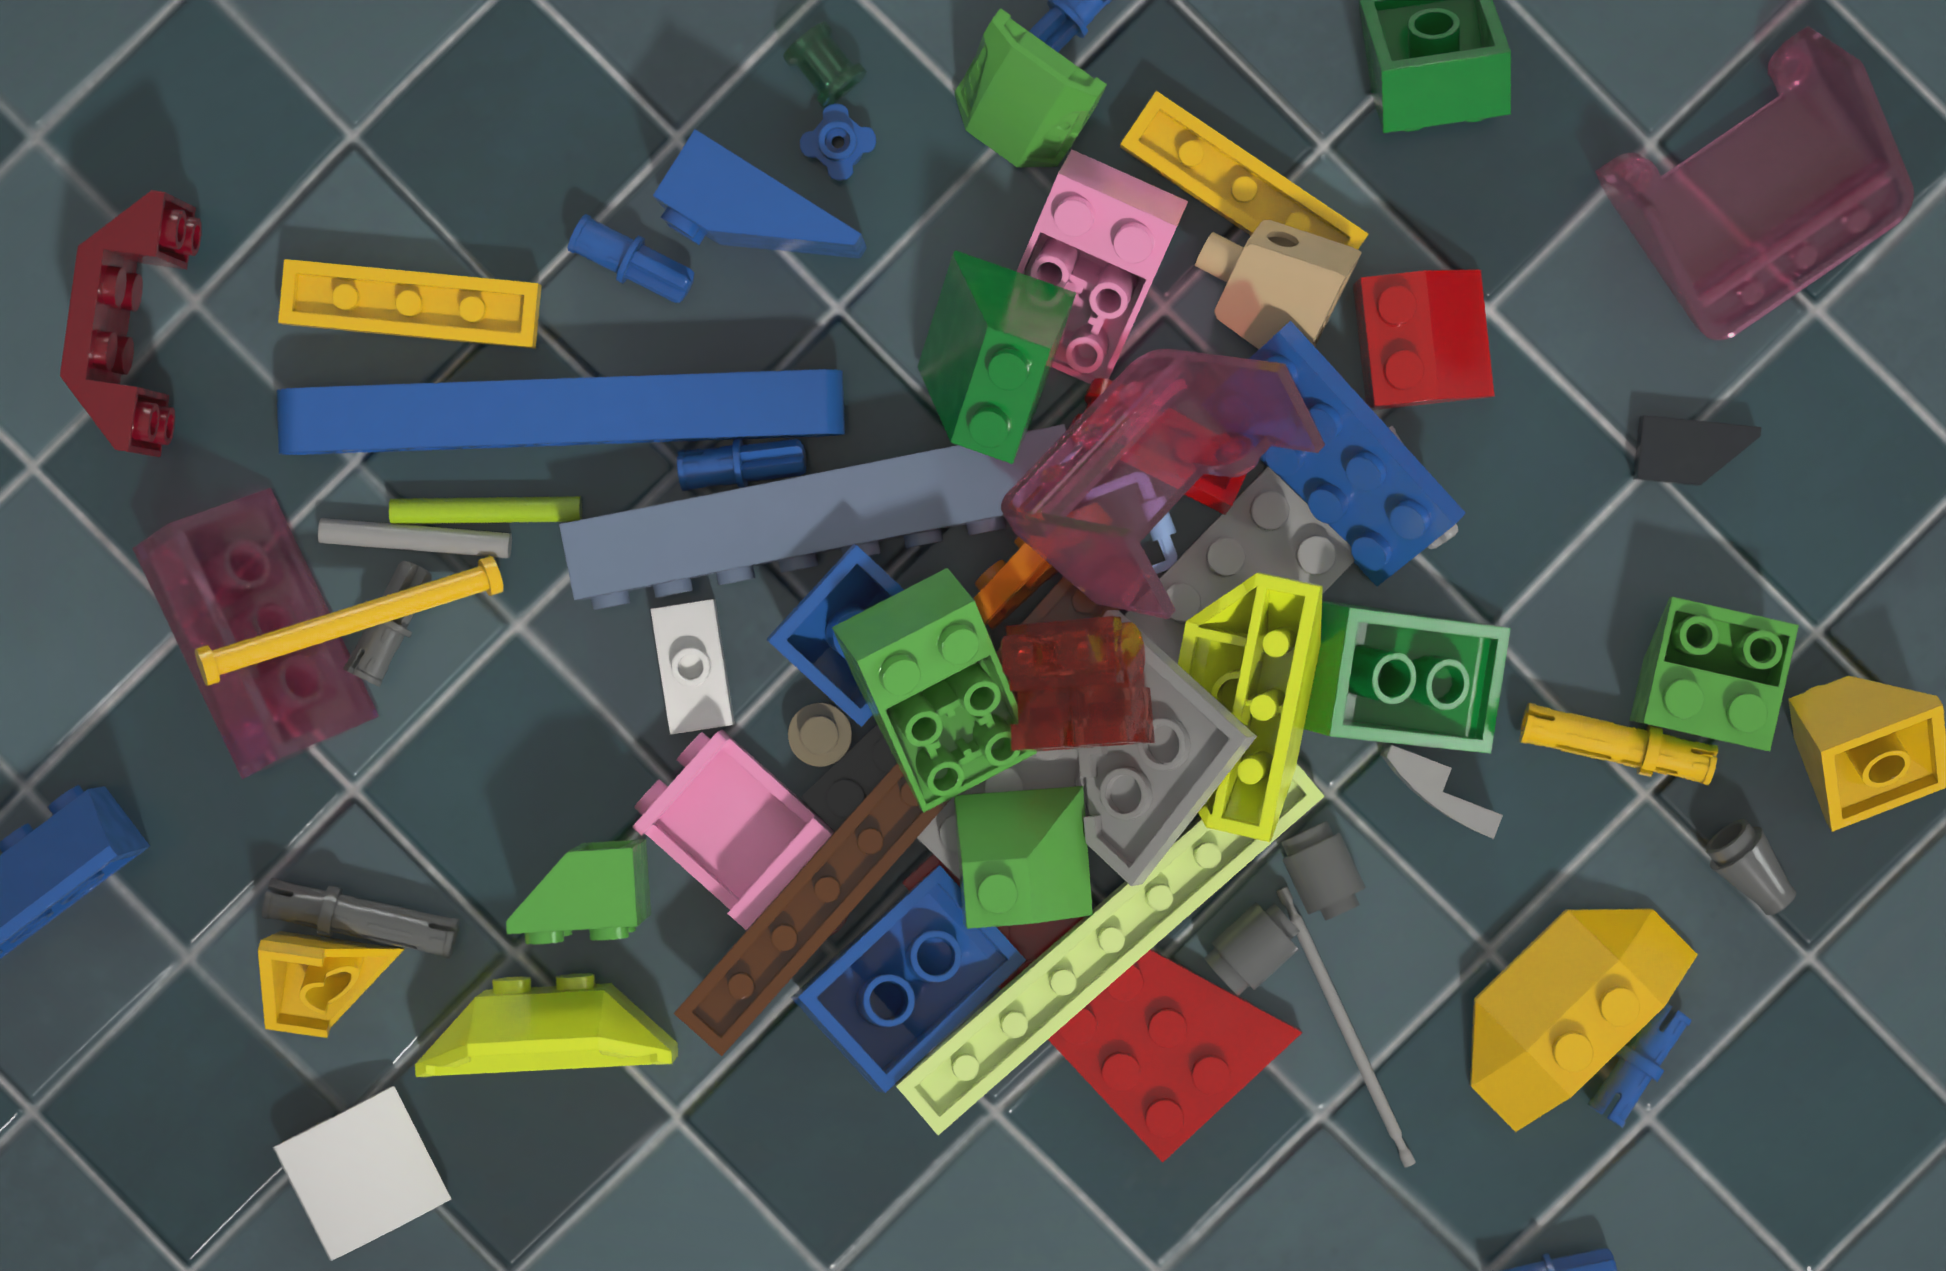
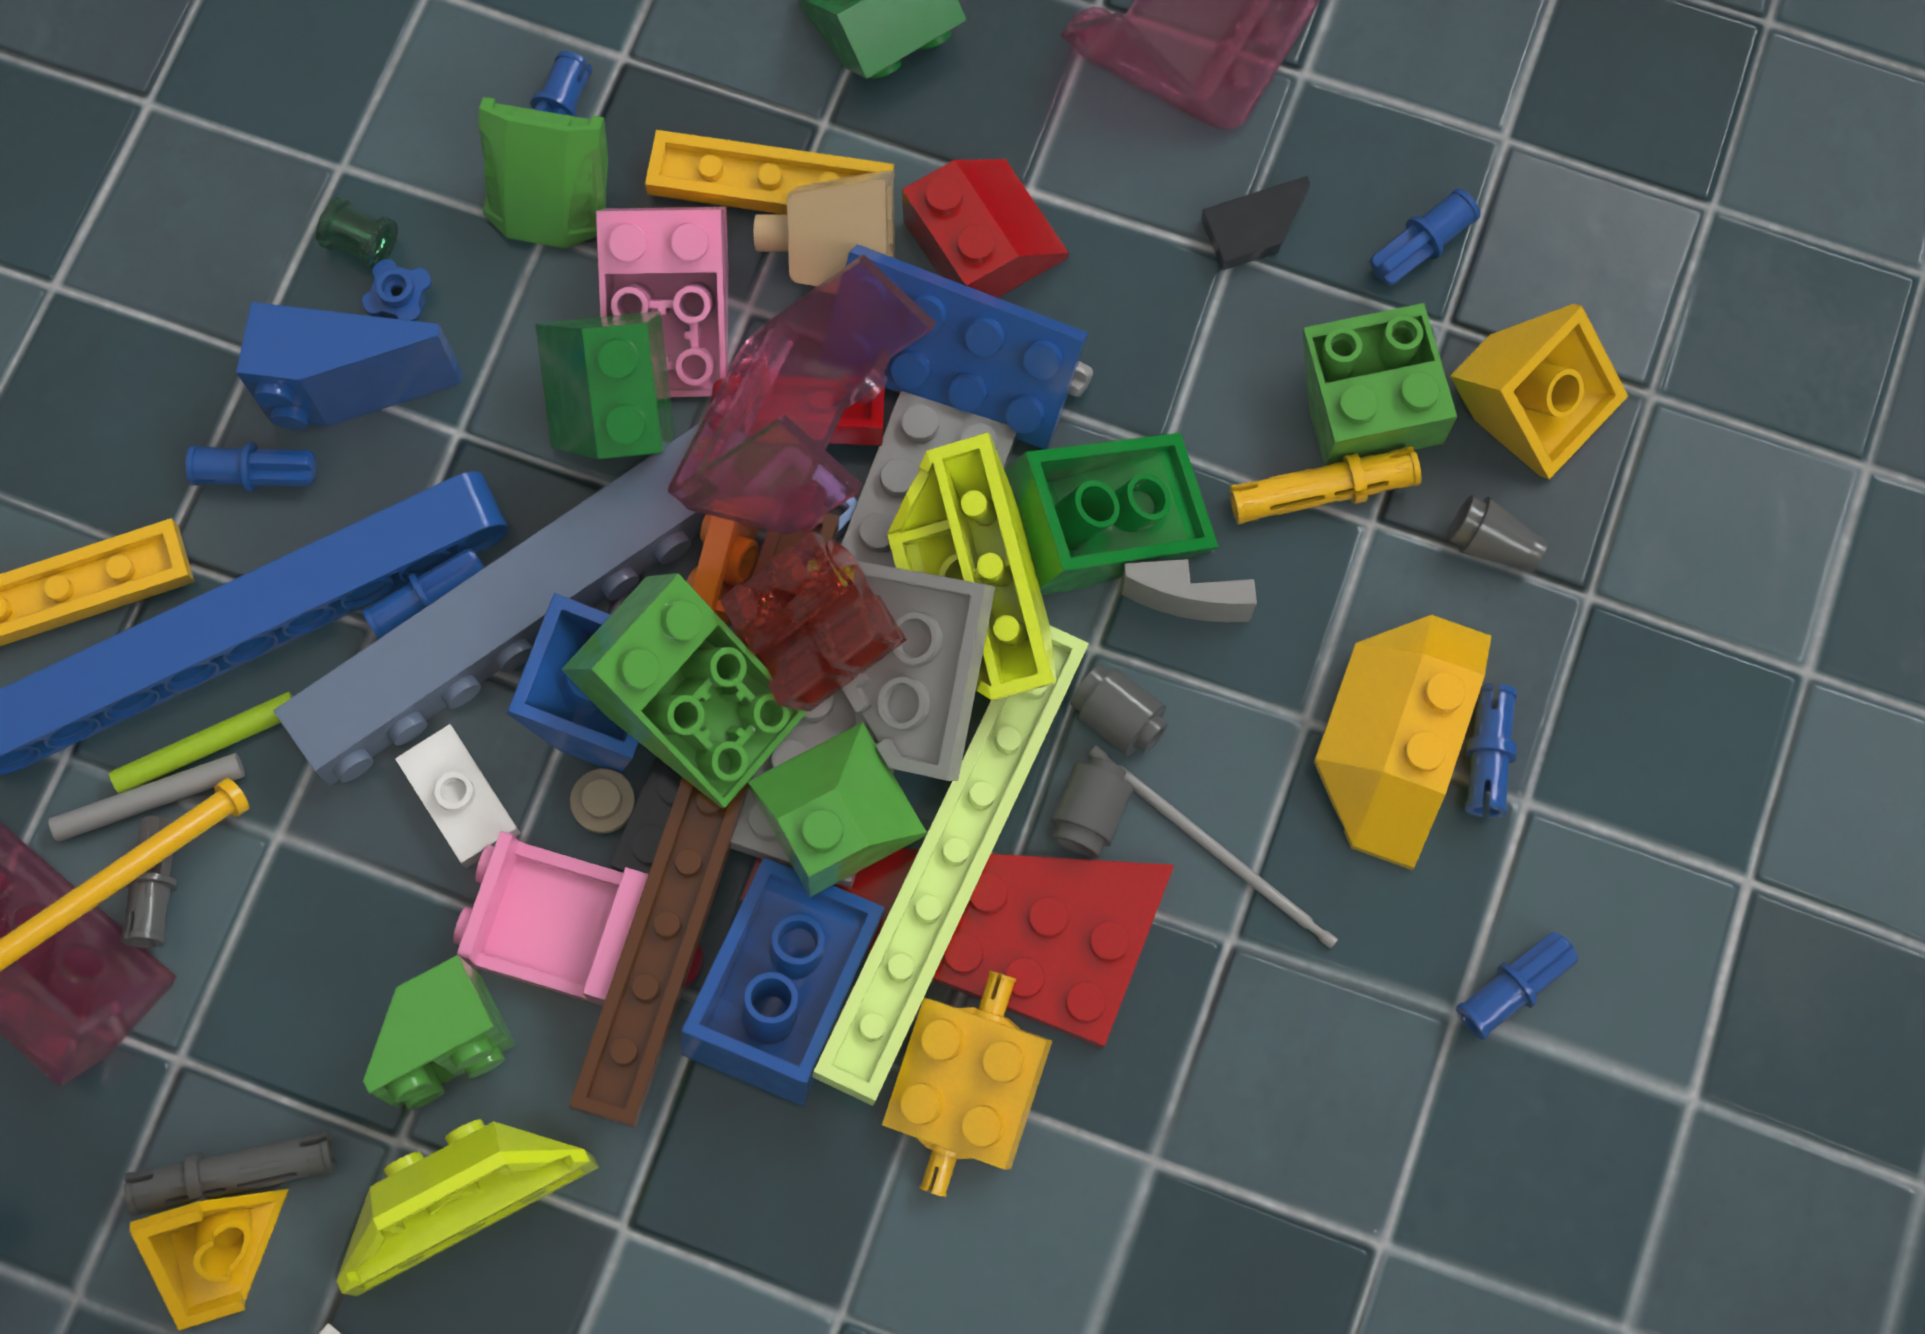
camera: 25 degrees left, 15 degrees down
(1028, 1142) = (967, 1083): none -> yellow plate
(1841, 541) = (1424, 237): none -> blue axle

